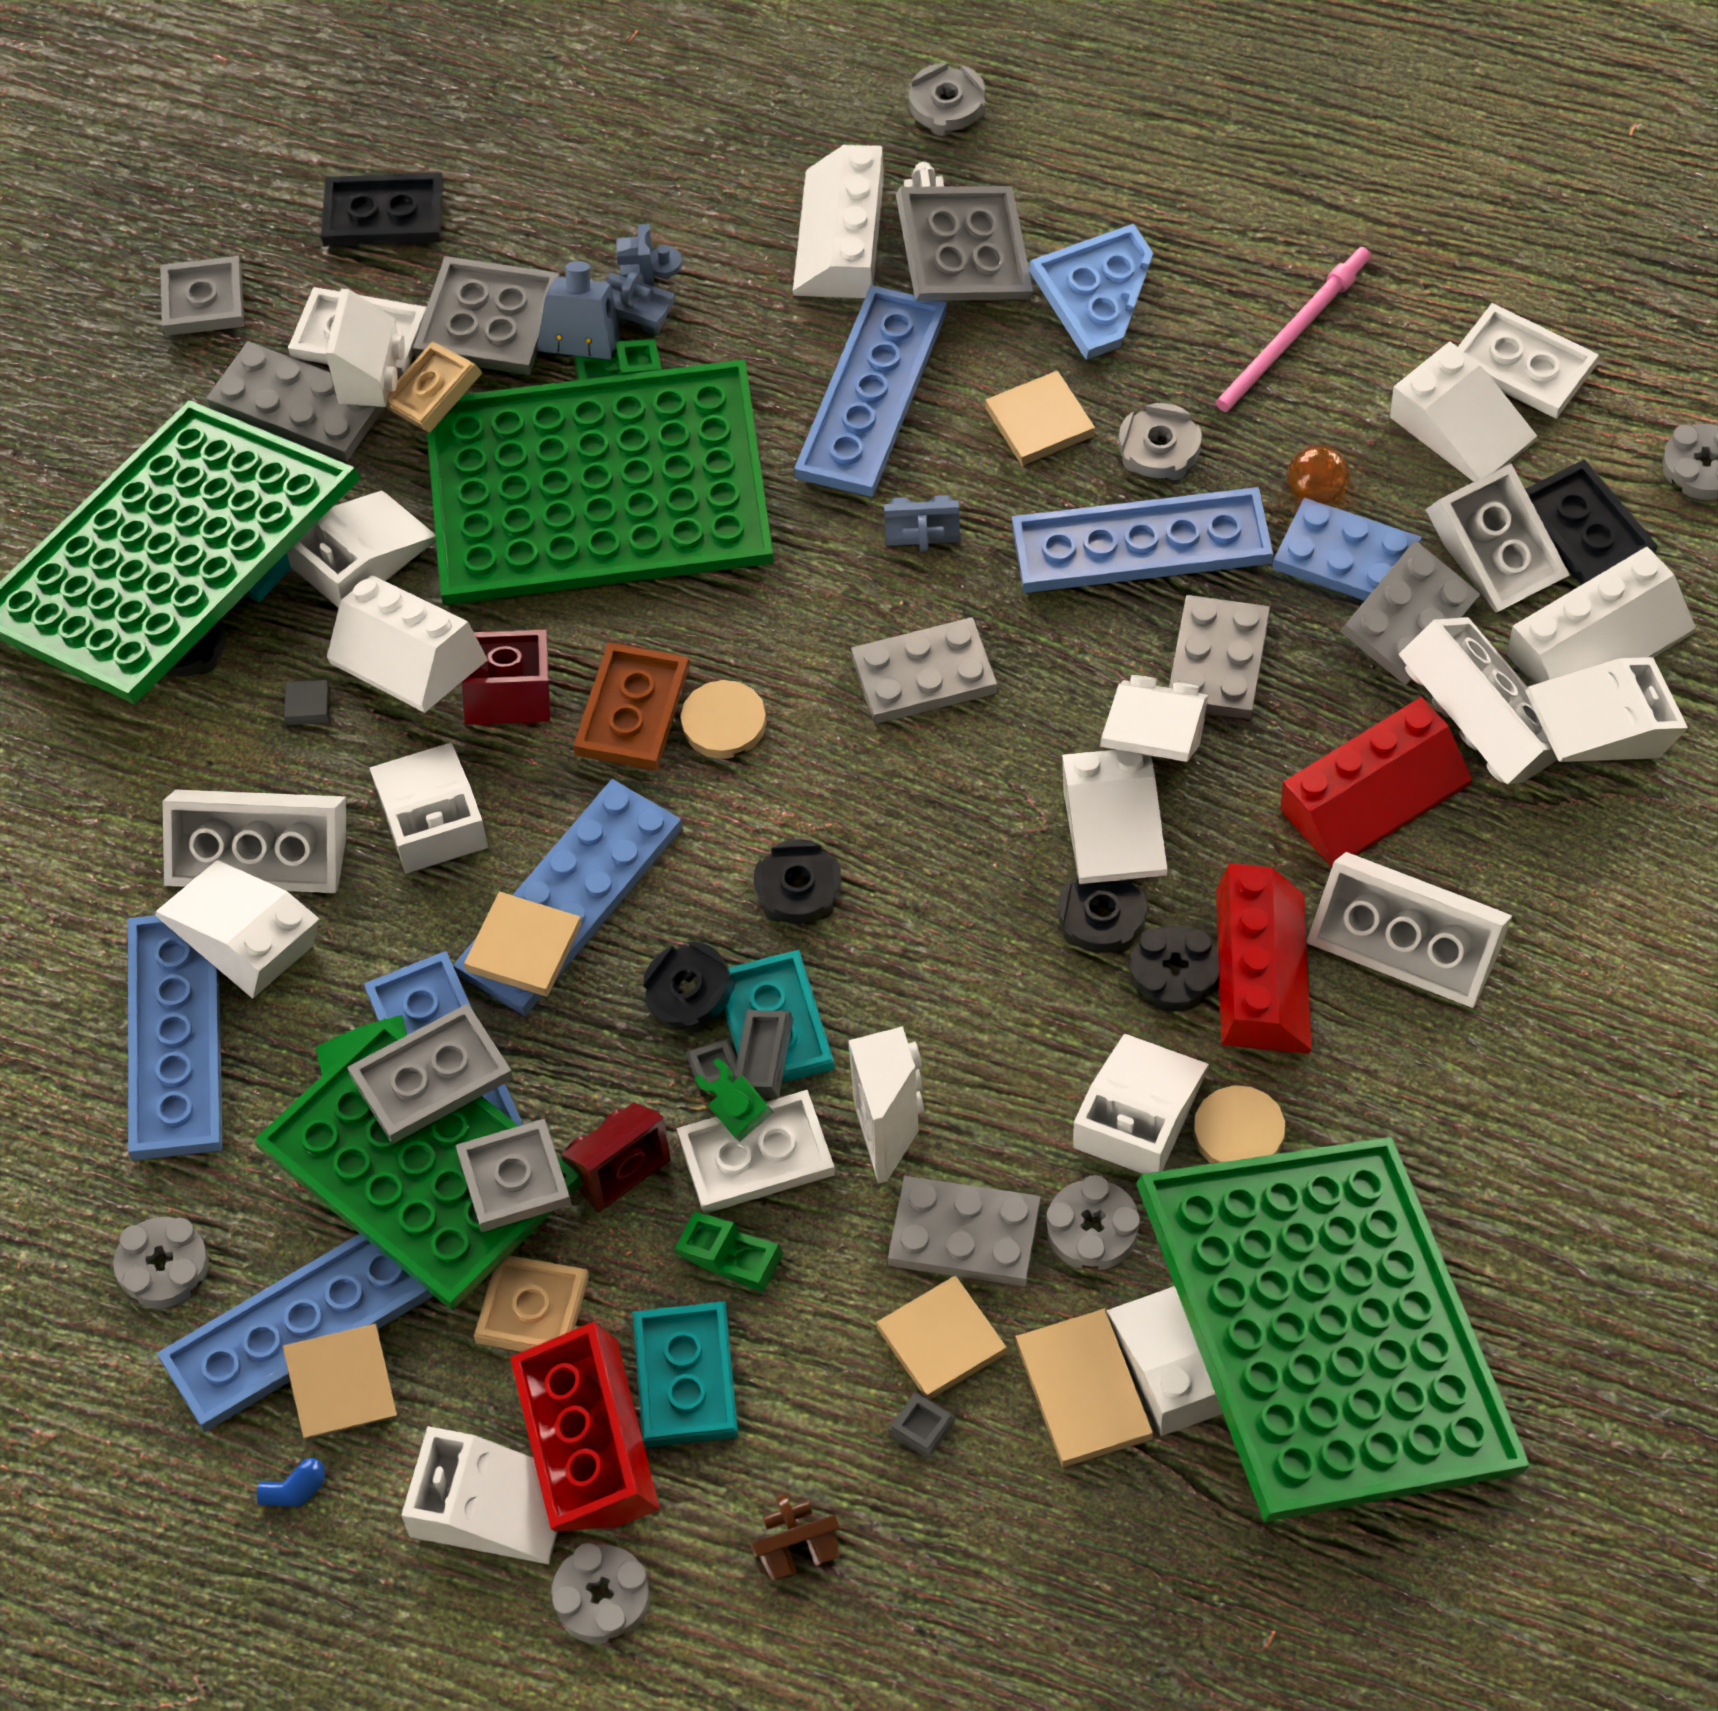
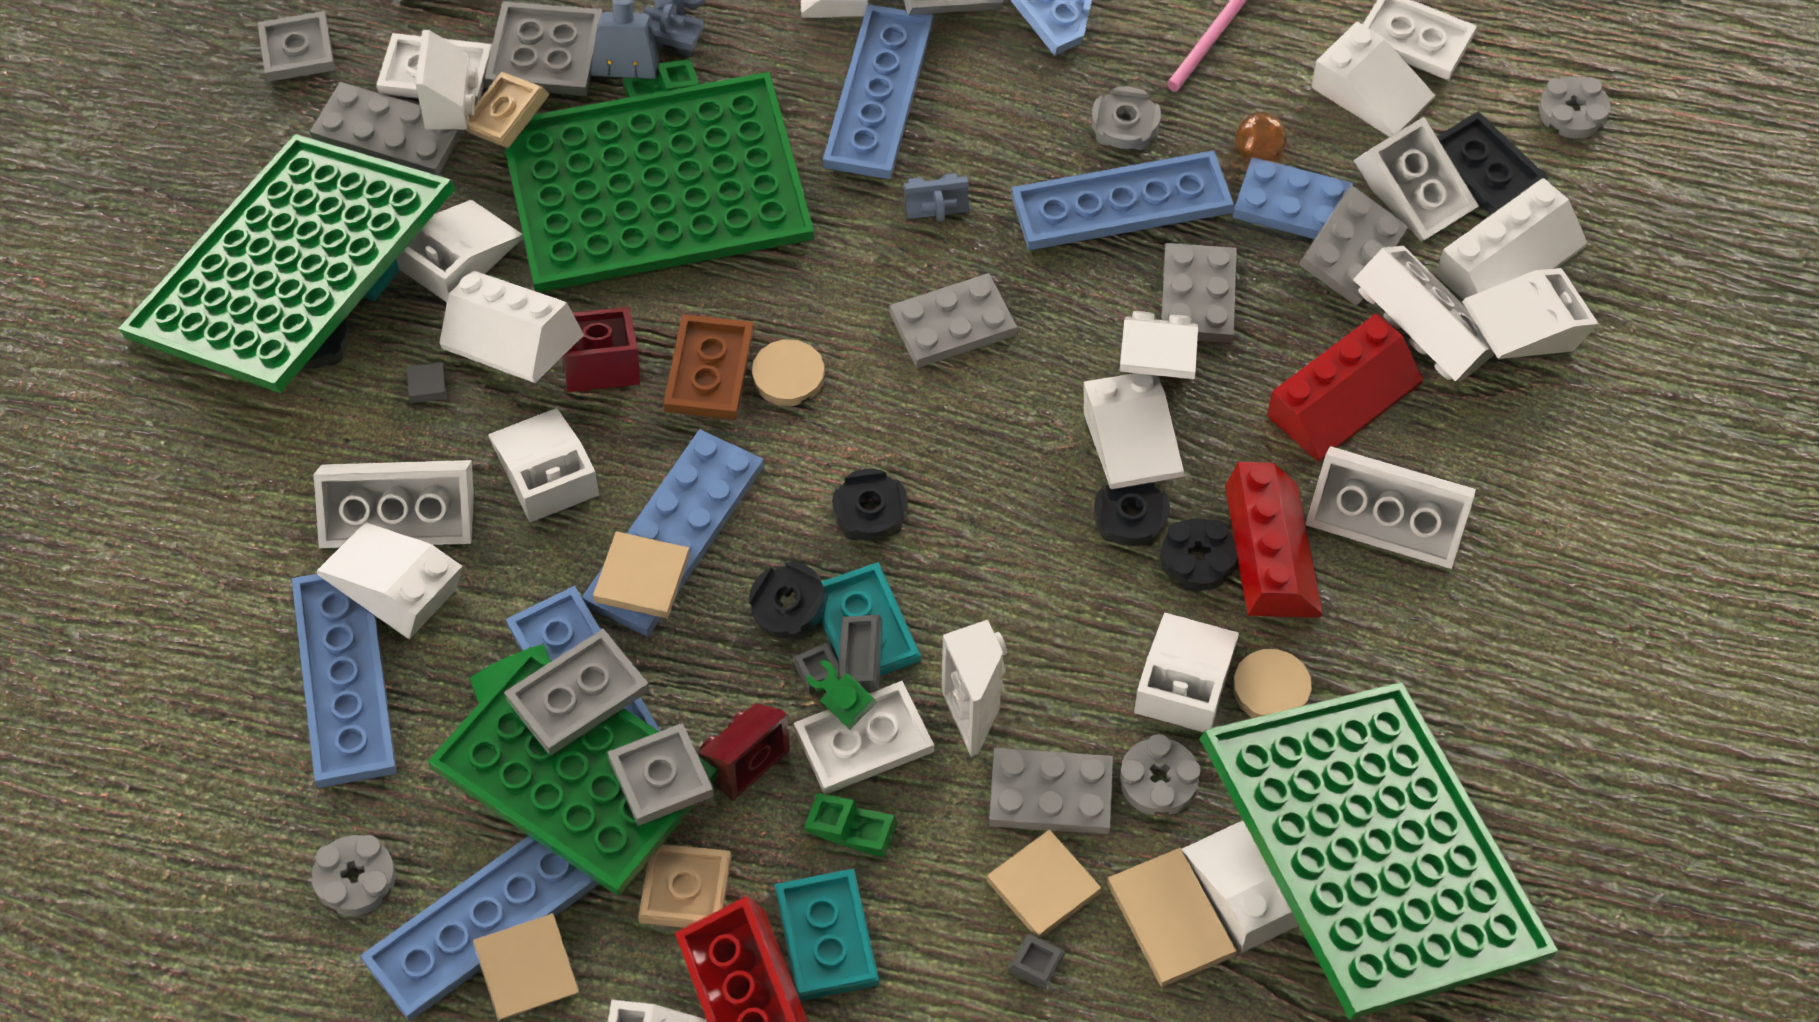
camera: 10 degrees left, 0 degrees up
(1040, 418) = (1022, 105): tan tile -> none

